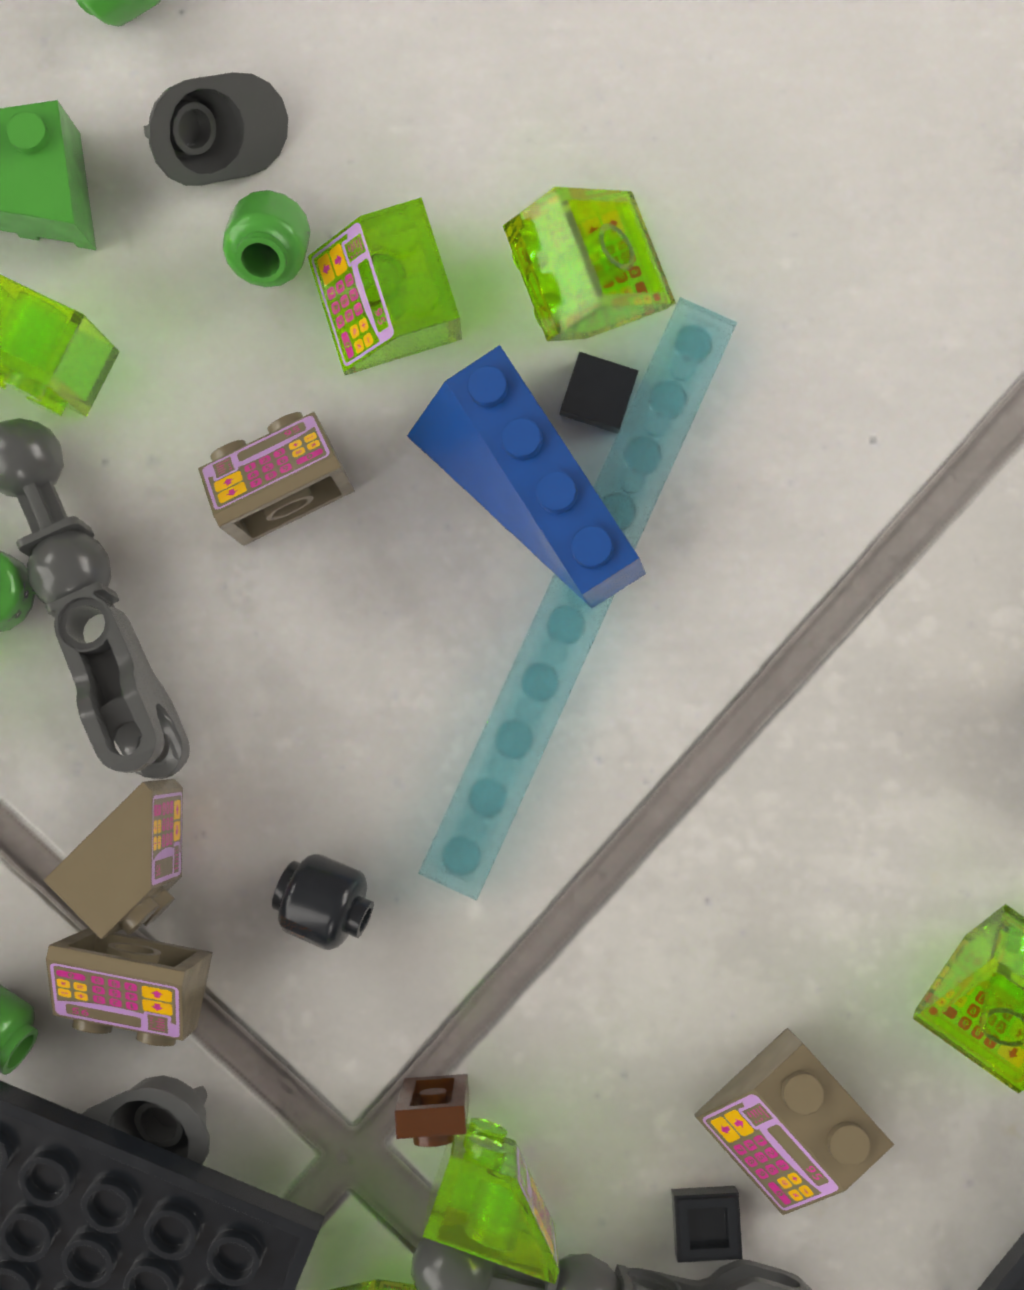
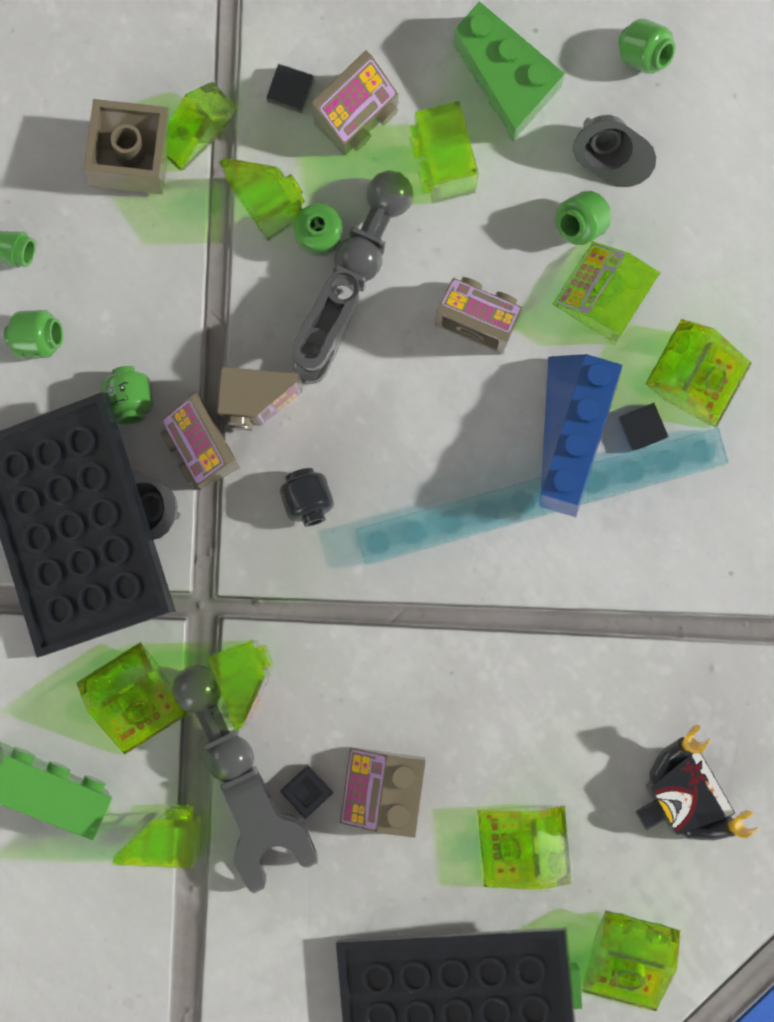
camera: 60 degrees right, 0 degrees up
(432, 1109) = (258, 621): reddish brown plate -> none

